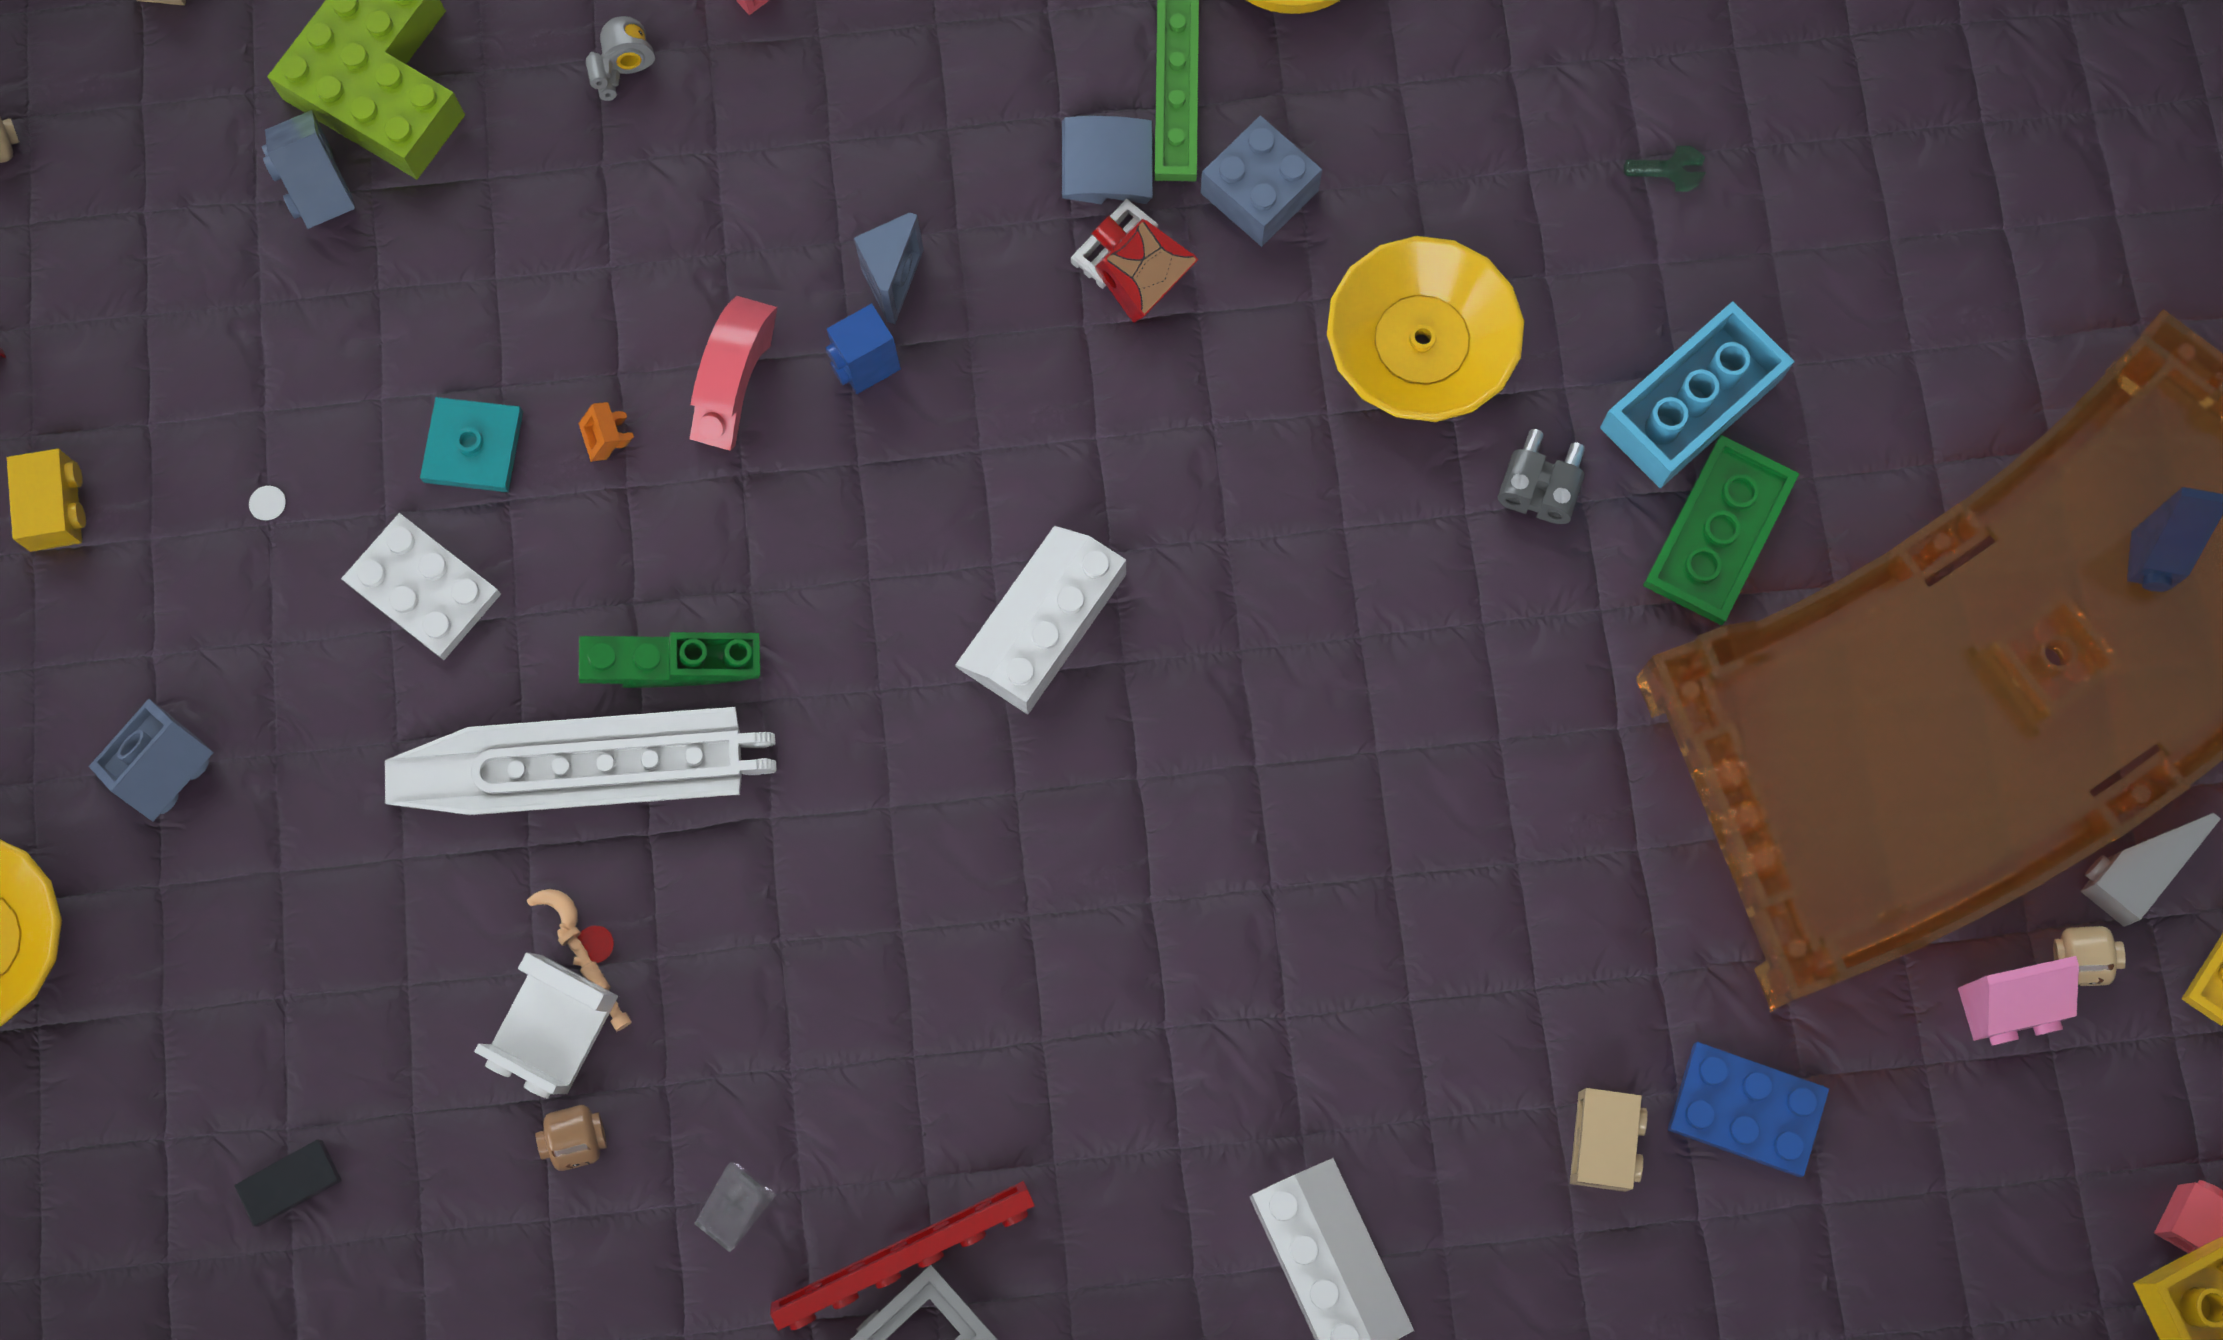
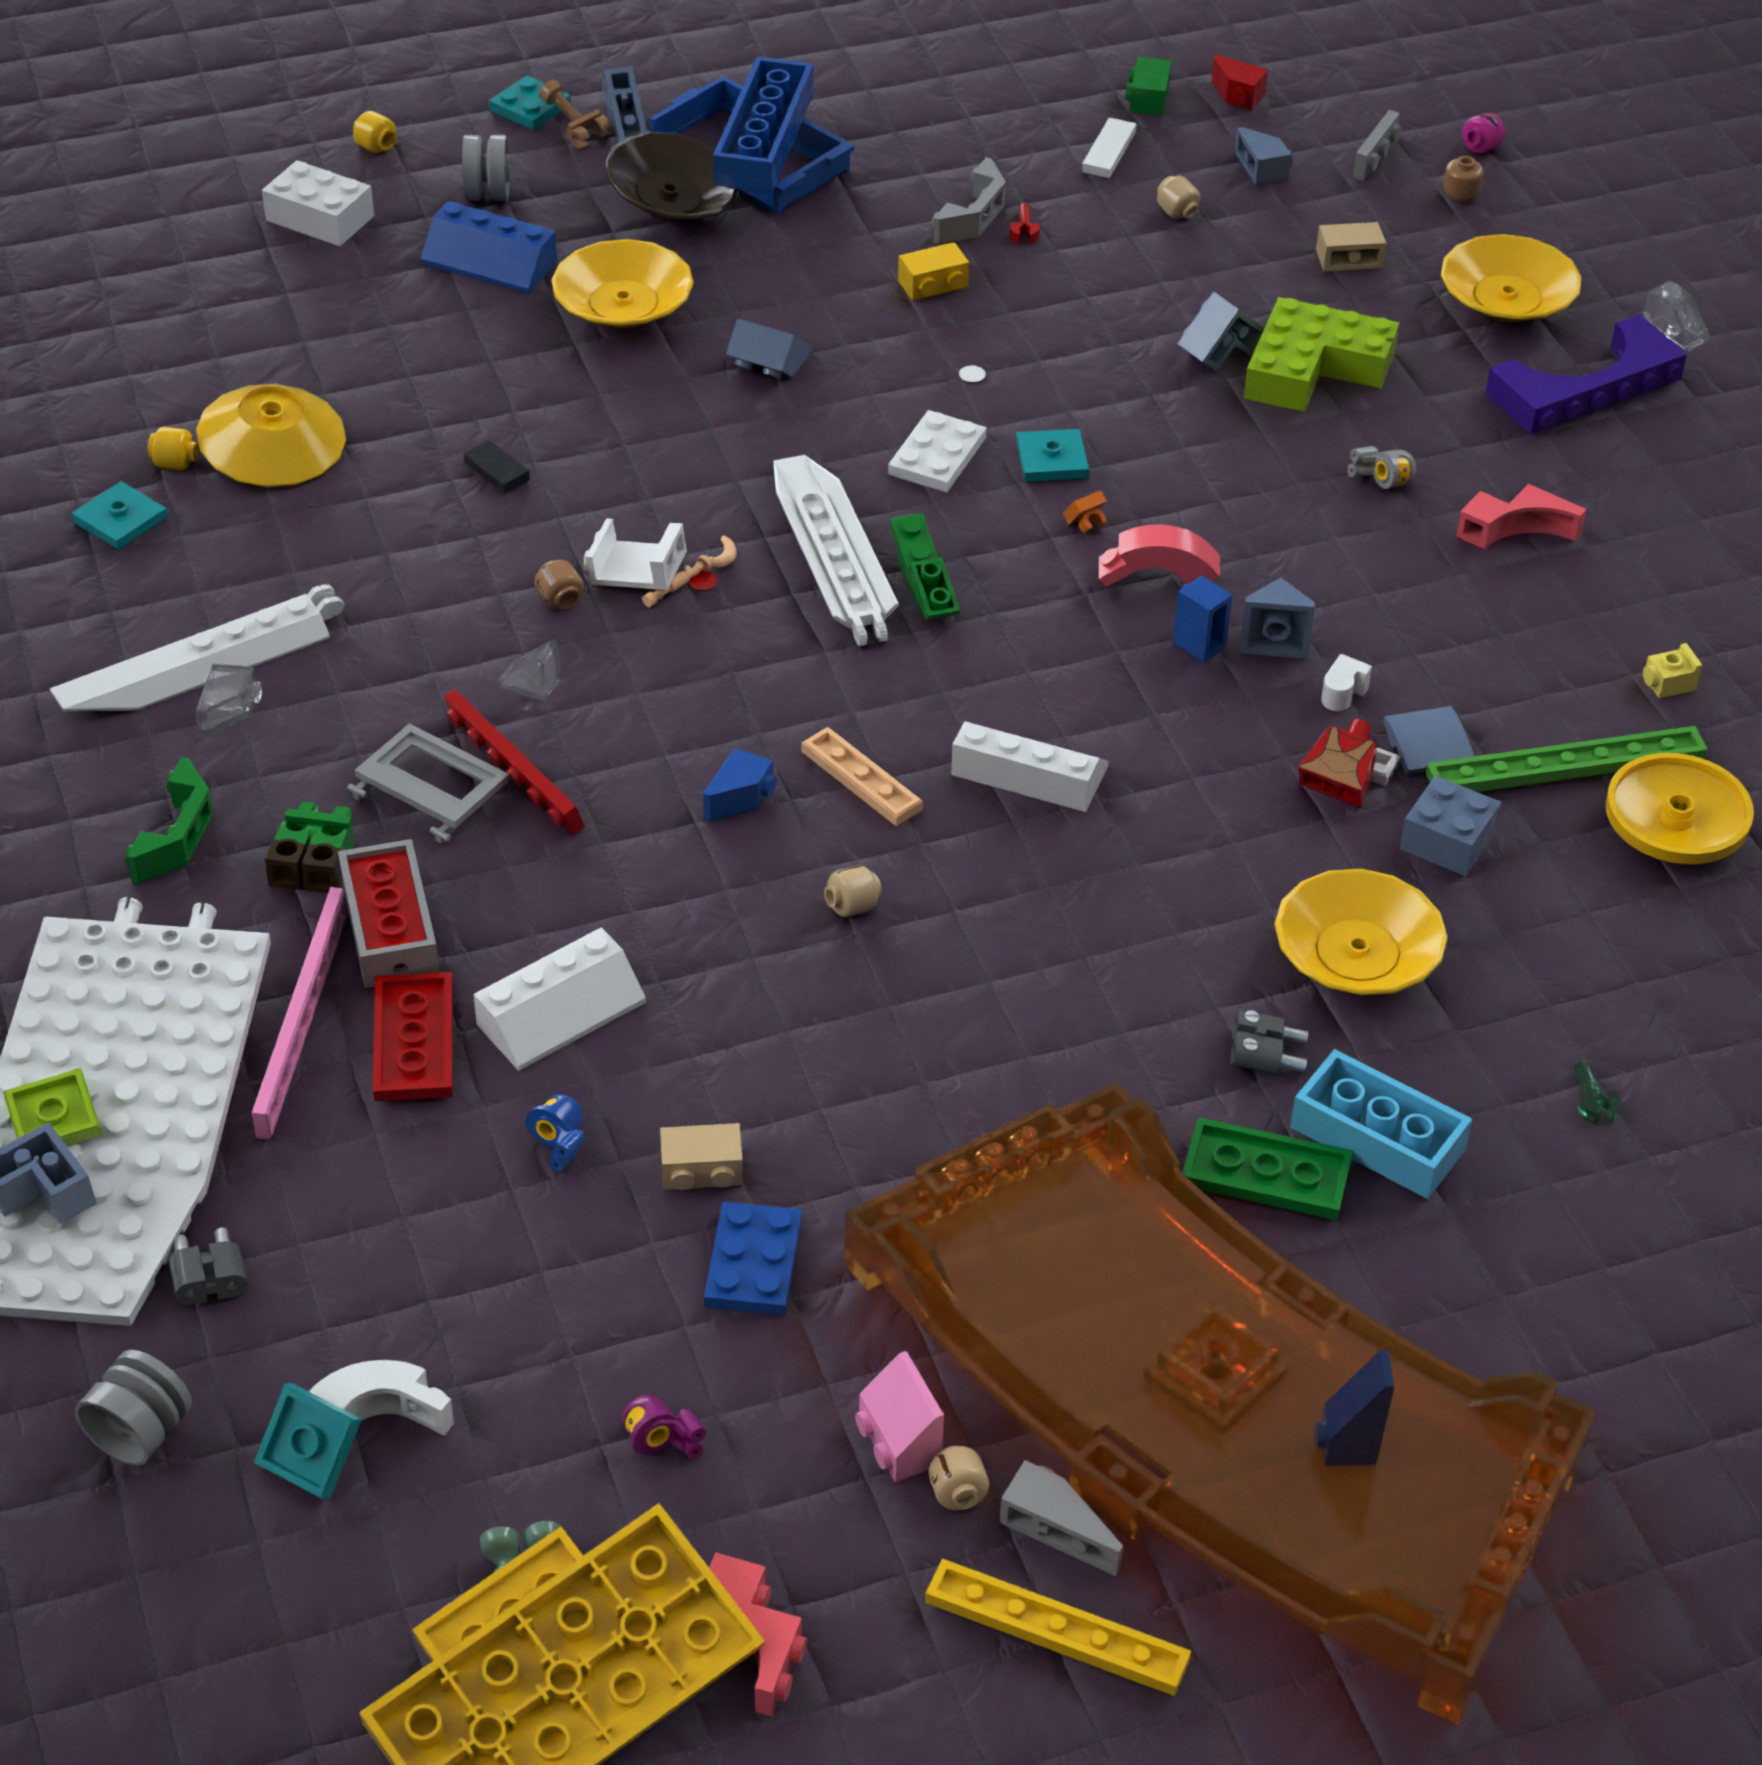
camera: 75 degrees right, 30 degrees down
(992, 224) = (1343, 680): none -> white leg
(1009, 973) = (739, 786): none -> blue slope
(1012, 822) = (862, 776): none -> light nougat tile
(1222, 877) = (852, 891): none -> tan head
(1527, 1298) = (557, 1126): none -> blue piece
(1974, 1265) = (655, 1427): none -> magenta piece

